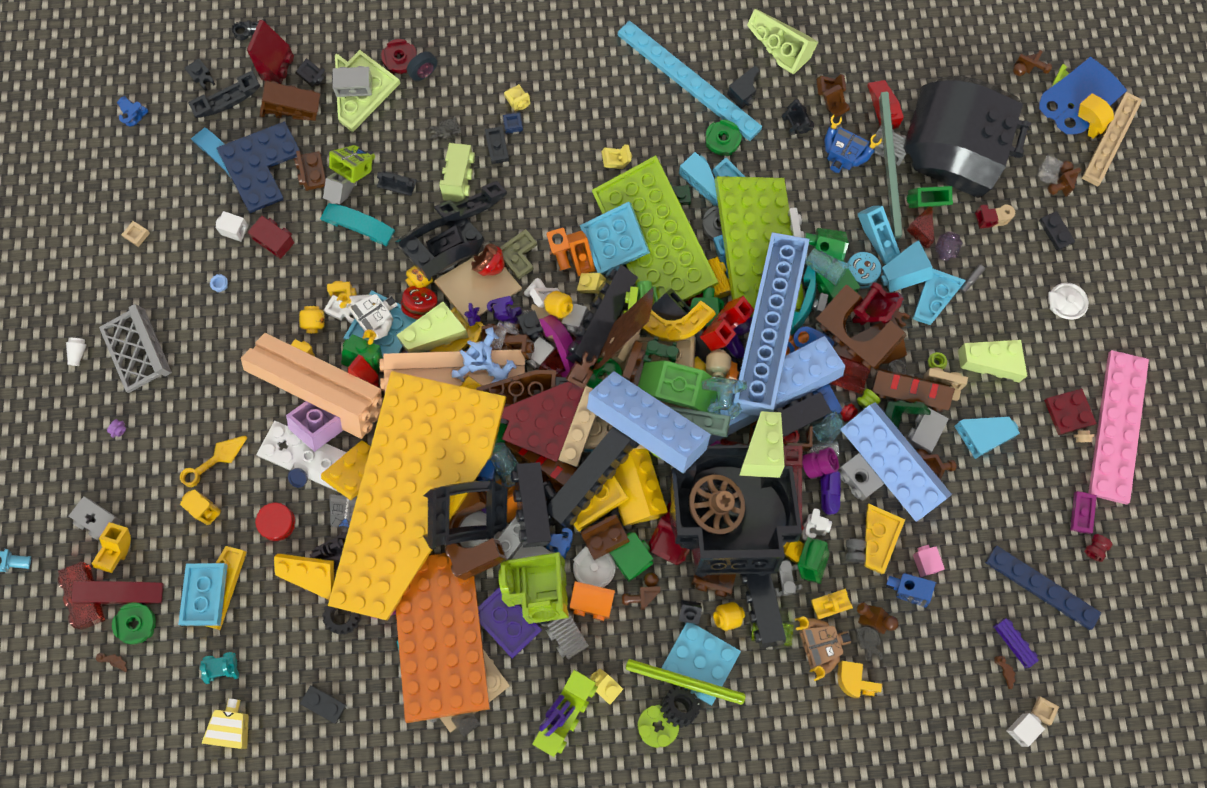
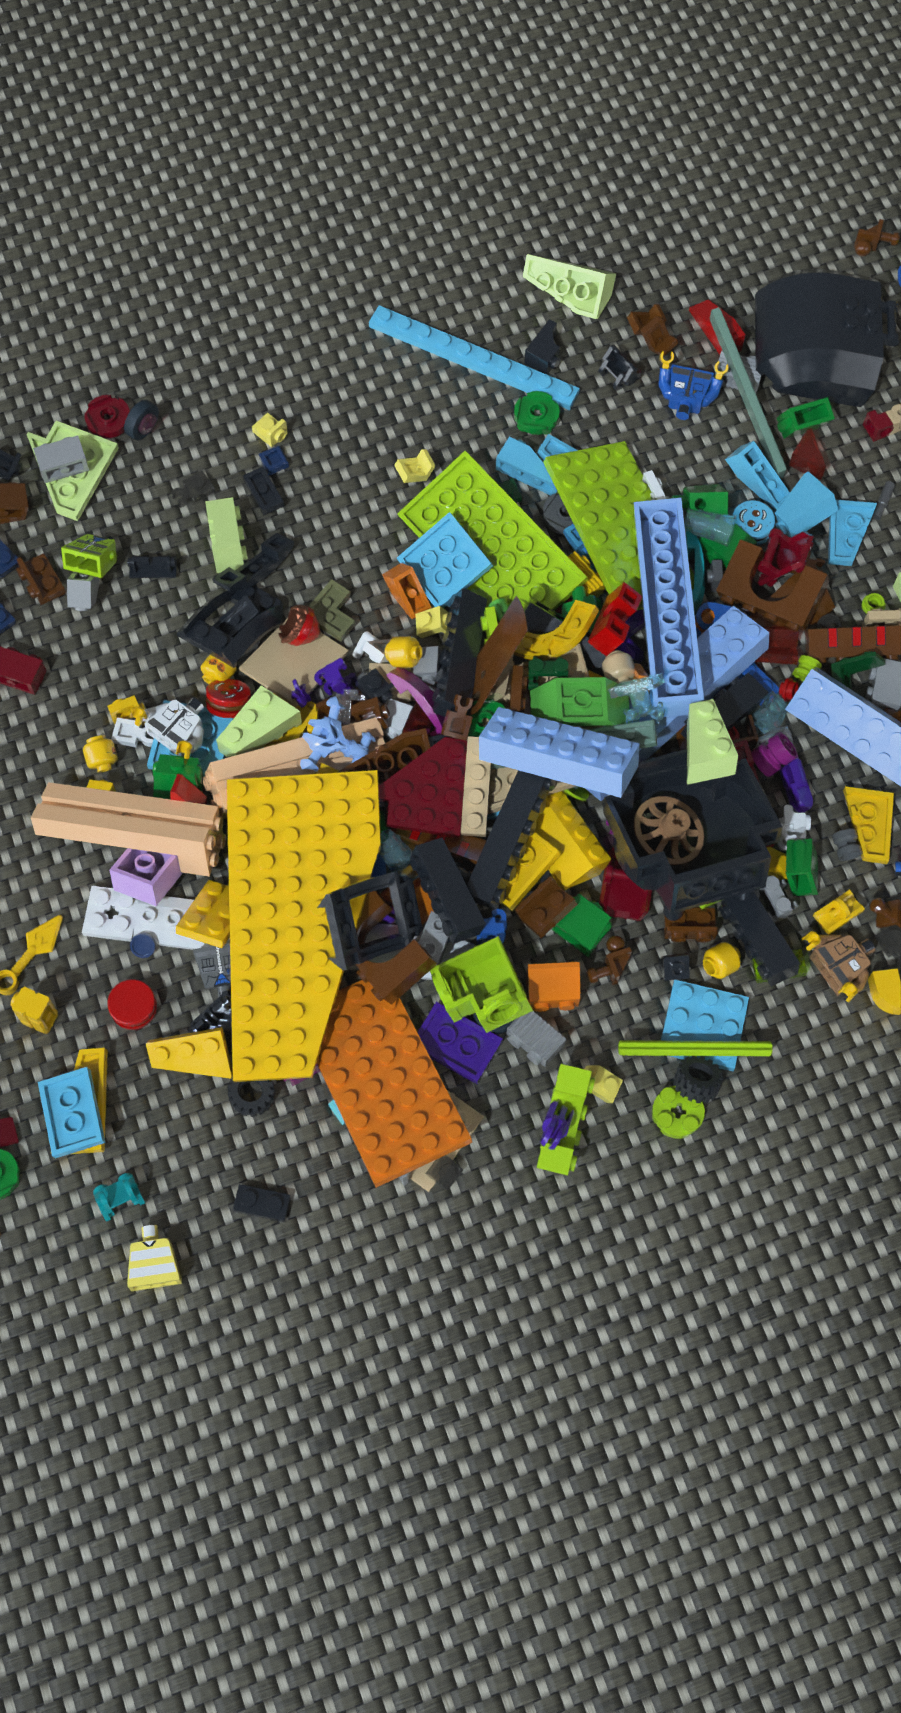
camera: 15 degrees left, 5 degrees down
(358, 222) = (120, 624): teal slope -> none
(559, 249) = (382, 591): orange bracket -> none
(591, 571) = (537, 950): white piece -> none
(859, 466) = (819, 748): light grey brick -> none
(948, 245) = (844, 468): clear purple head -> none

